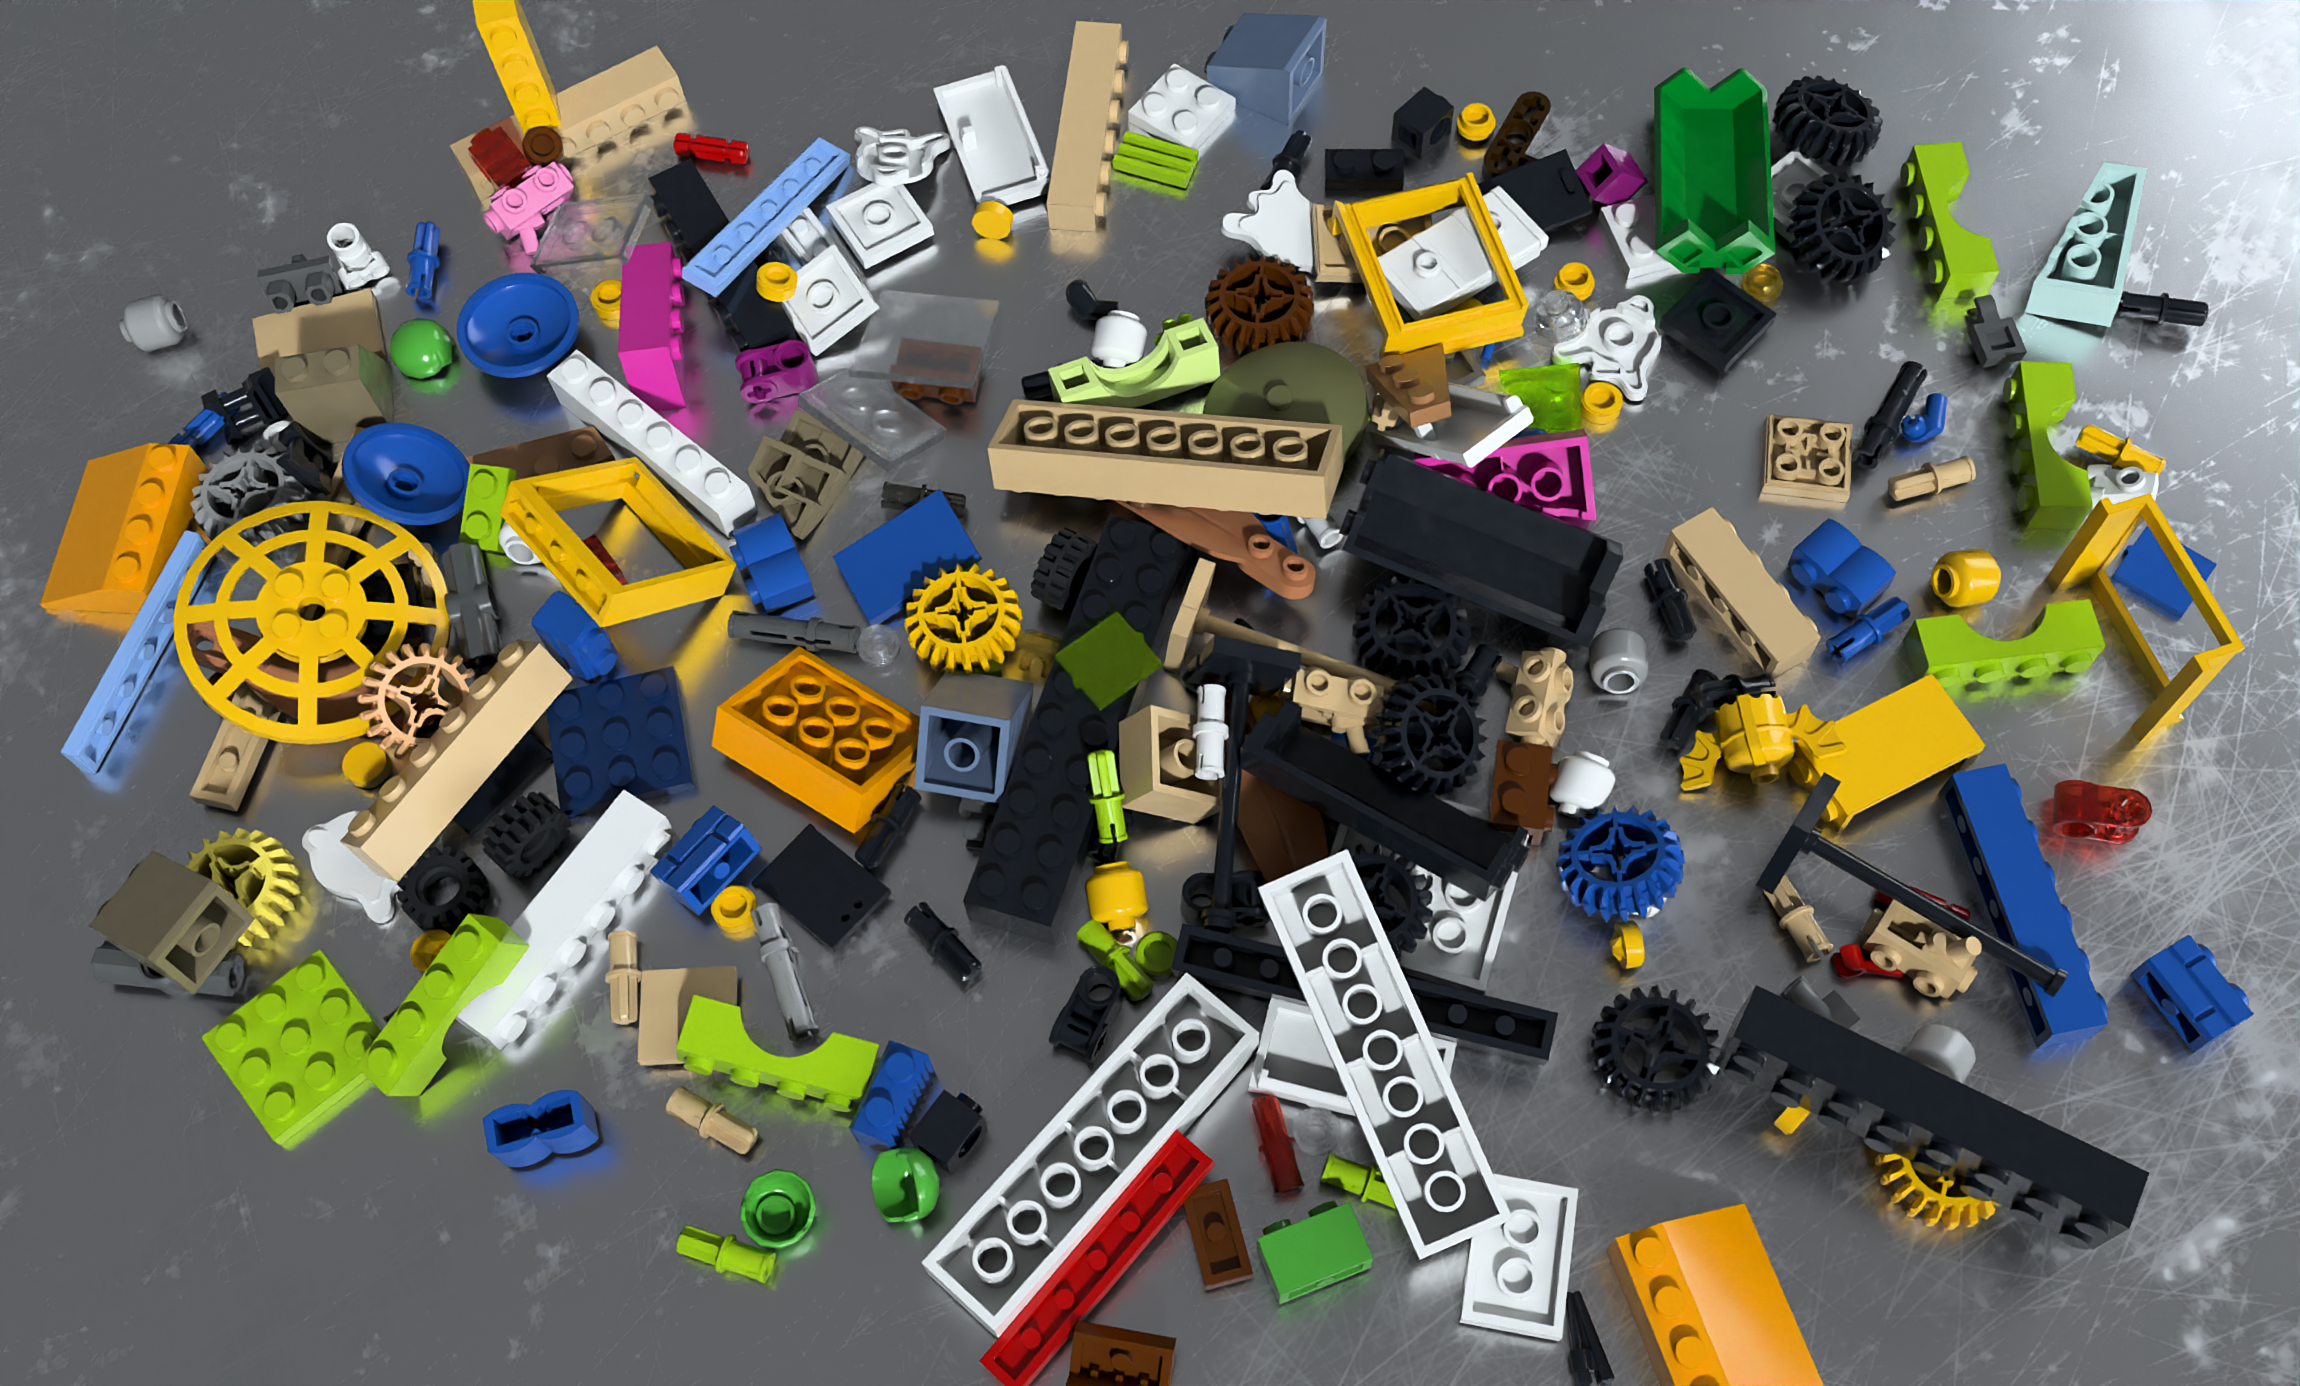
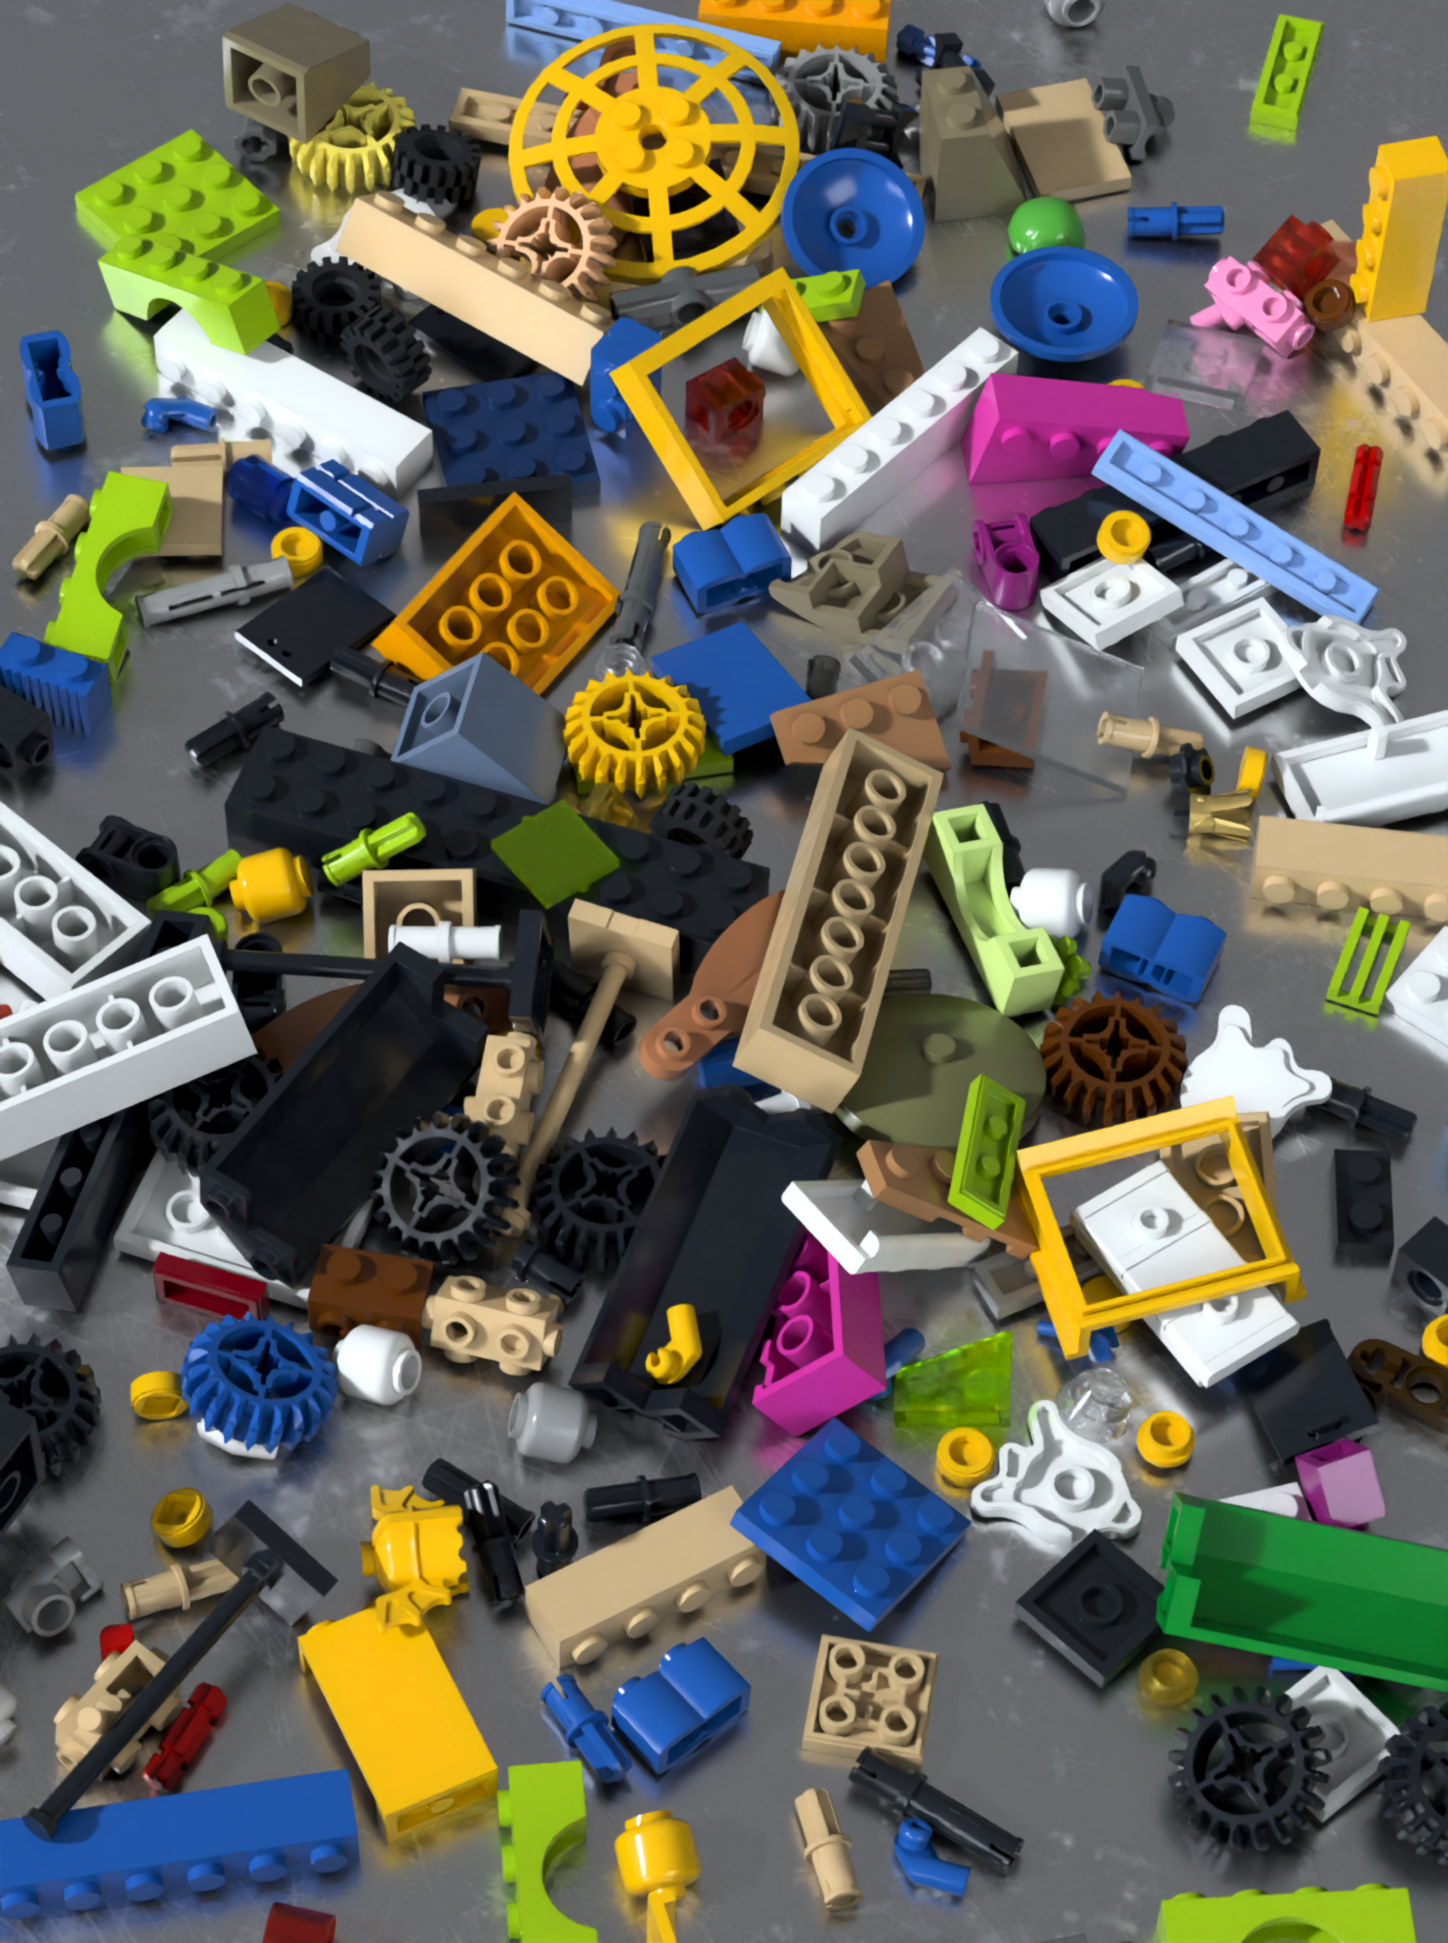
camera: 85 degrees right, 10 degrees down
(263, 186) = (1287, 72): none -> lime tile
(273, 798) = (435, 164): none -> black tyre
(355, 257) = (1181, 157): white plate -> none
(561, 1024) = (180, 409): none -> blue arm
(668, 935) = (261, 487): none -> clear blue brick
(698, 744) = (469, 505): none -> black tile
(958, 459) = (887, 710): none -> medium nougat wing
(959, 281) = (1144, 735): none -> tan axle
(991, 255) = (1191, 771): none -> black plate
(1029, 250) = (1219, 814): none -> pearl gold piece
(1155, 275) = (1162, 948): none -> blue brick
(1385, 356) = (987, 1152): none -> lime tile
(1526, 913) = (209, 1289): none -> dark red tile
(1548, 571) = (681, 1352): none -> yellow arm
(1684, 460) = (850, 1524): none -> blue plate
(1733, 921) = (182, 1517): none -> yellow tile
(1735, 645) = (554, 1539): none -> black axle

